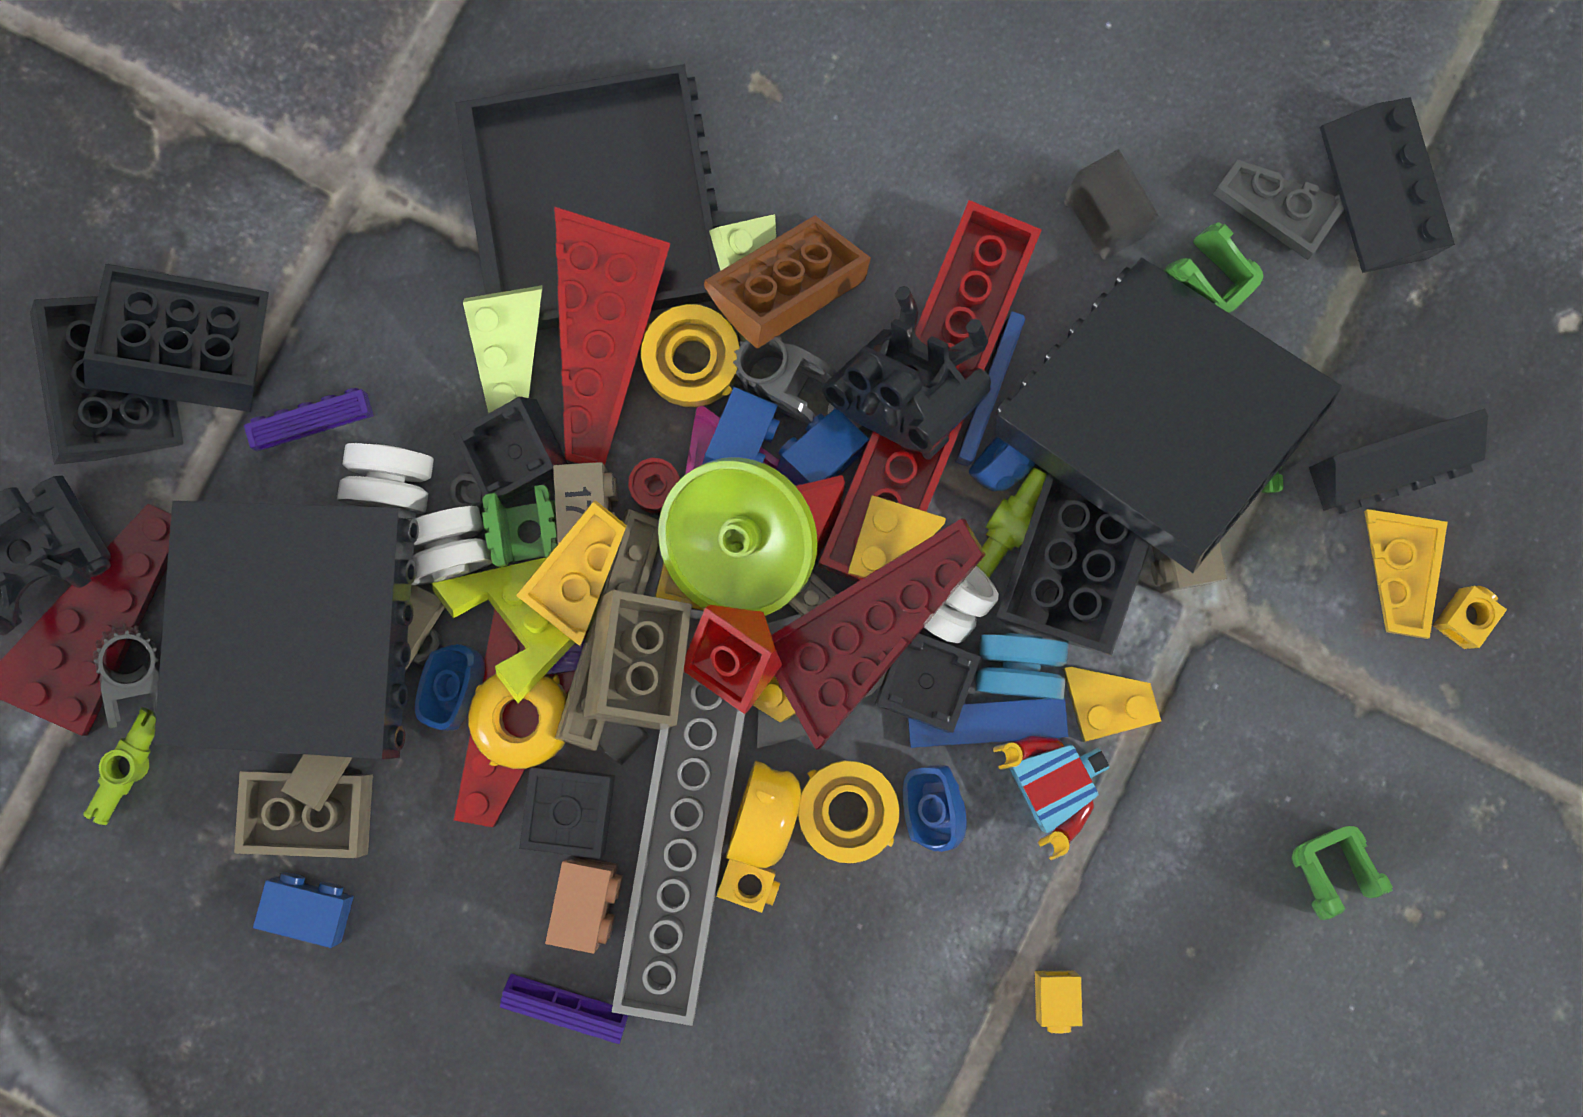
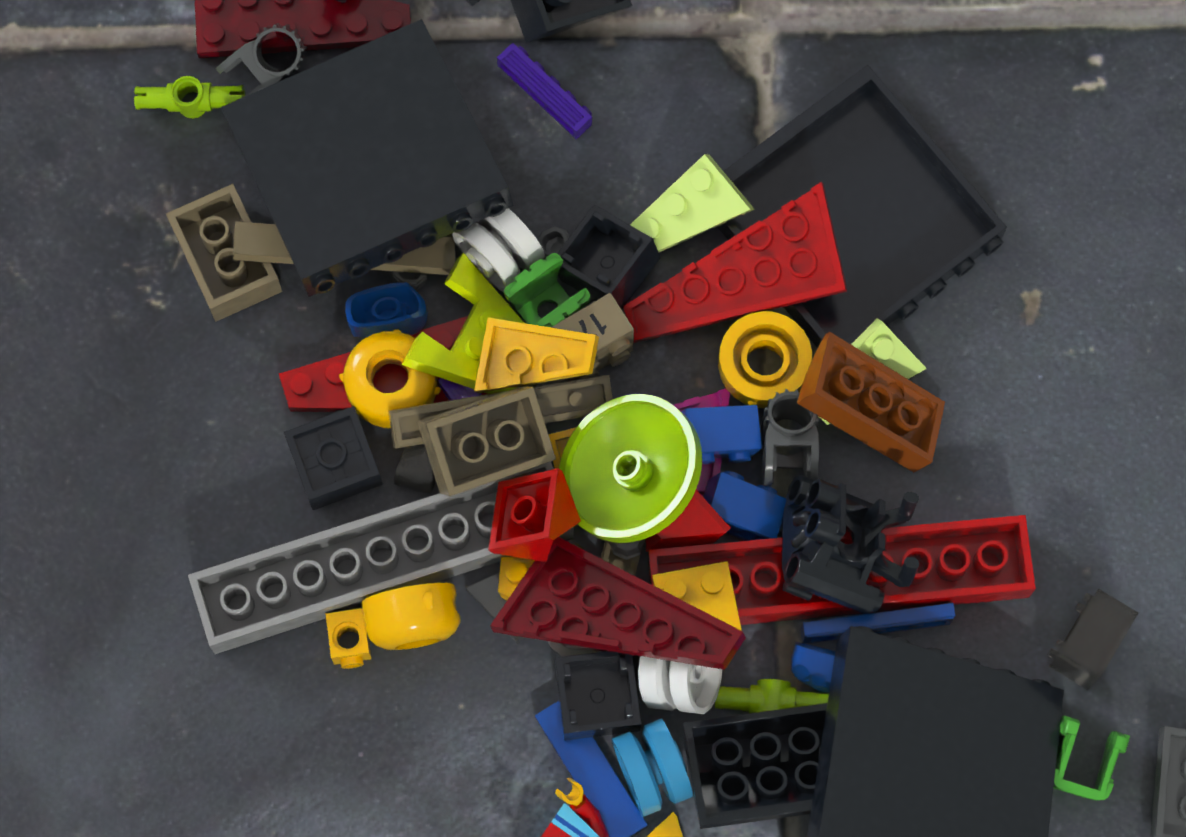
camera: 65 degrees right, 10 degrees down
(303, 910) = (145, 295): blue brick -> none
(385, 477) = (533, 170): white wheel -> none
(563, 1008) = (168, 542): dark purple piece -> none
(582, 904) = (264, 509): nougat brick -> none
(651, 484) = (641, 378): red wheel -> none
(871, 835) = (447, 655): yellow piece -> none
(934, 808) = (493, 759): blue piece -> none

